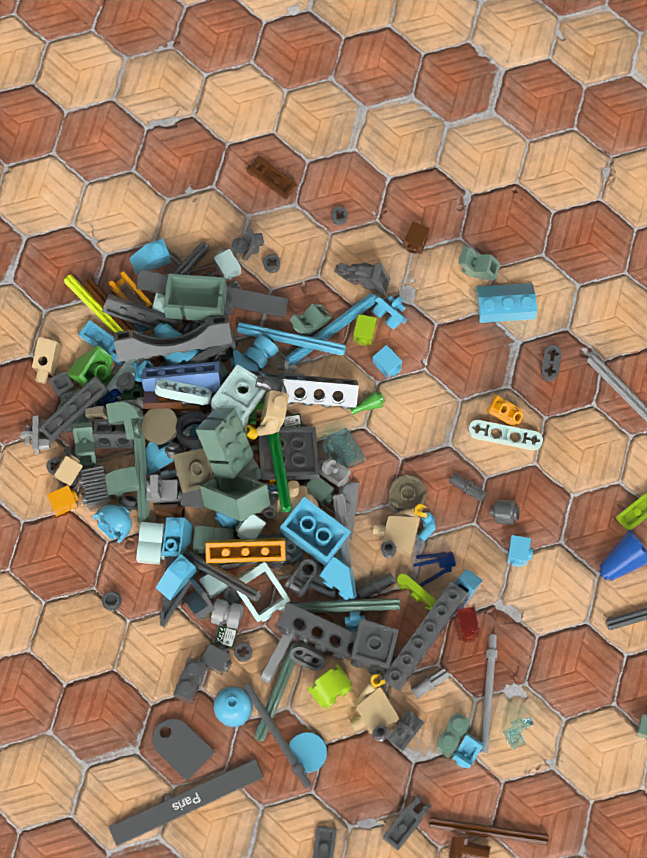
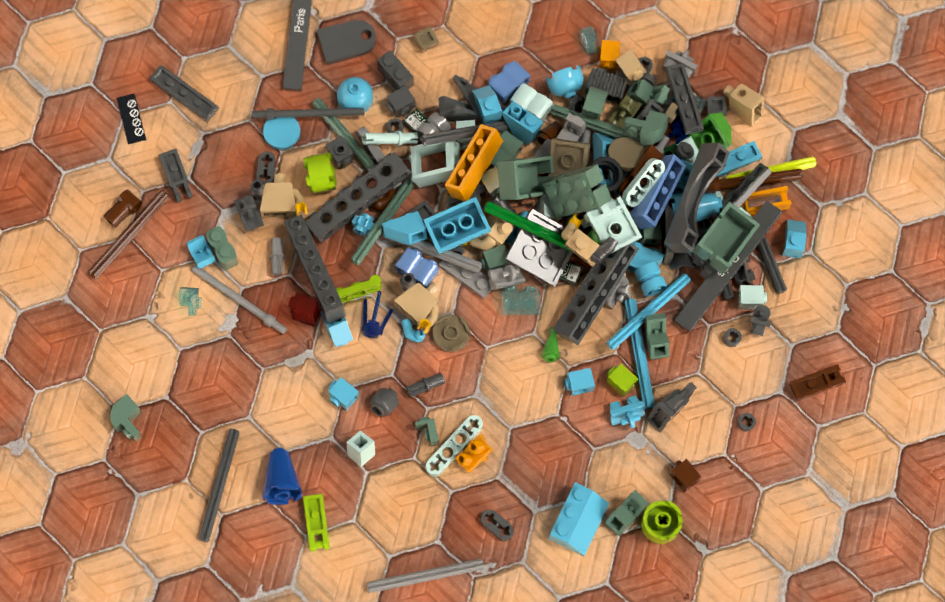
camera: 115 degrees right, 0 degrees up
(57, 527) = (588, 39): none -> clear light blue cone
(111, 601) = (500, 50): dark grey plate -> none
(115, 455) = (626, 108): none -> olive hips
(139, 673) = (426, 39): none -> dark tan plate
(140, 574) = (508, 81): none -> medium blue brick
(172, 449) = (596, 151): dark grey plate -> none
(255, 640) = (397, 138): none -> light aqua pin
(298, 684) = (340, 152): none -> dark grey brick
(299, 580) = (425, 197): dark grey piece -> none
(305, 654) = (359, 169): dark grey plate -> none
(350, 740) = (261, 169): none -> dark grey beam
(367, 554) = (421, 268): none -> medium blue brick
(374, 644) = (332, 221): dark grey plate -> none
(376, 587) = (385, 259): dark grey pin -> none
(465, 224) = (665, 532): none -> lime brick
(509, 458) = (431, 432): none -> sand green bracket
(559, 506) = (360, 448): none -> light aqua brick

